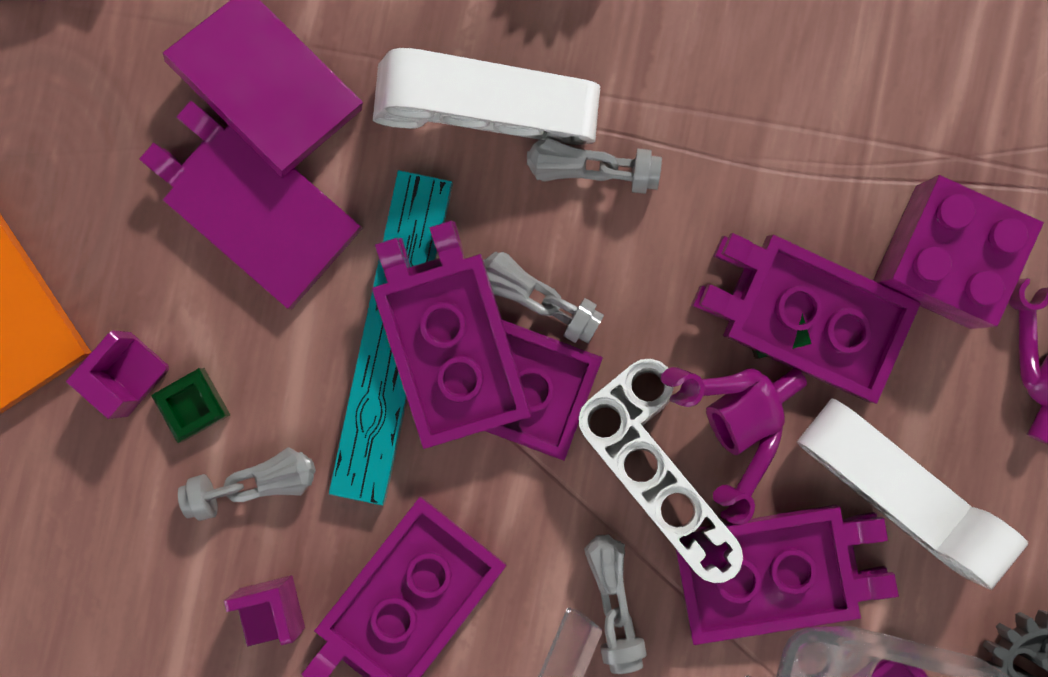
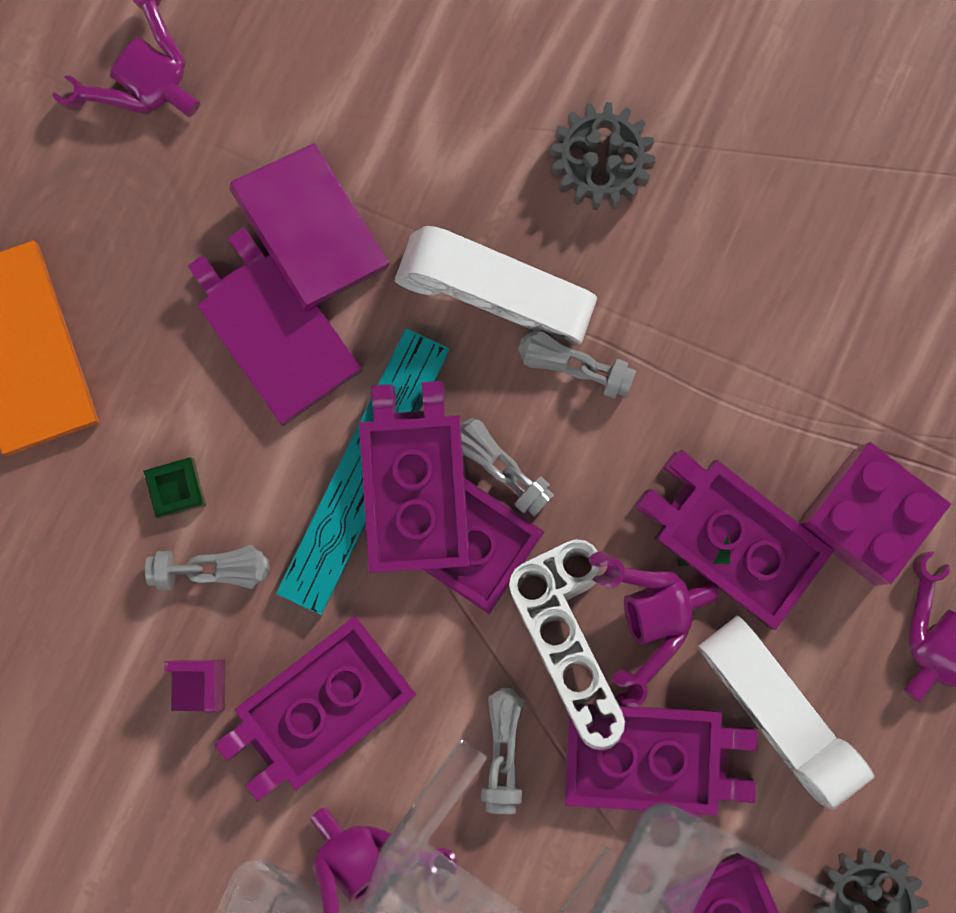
camera: 10 degrees right, 5 degrees down
(118, 374) = (120, 445): magenta panel -> none

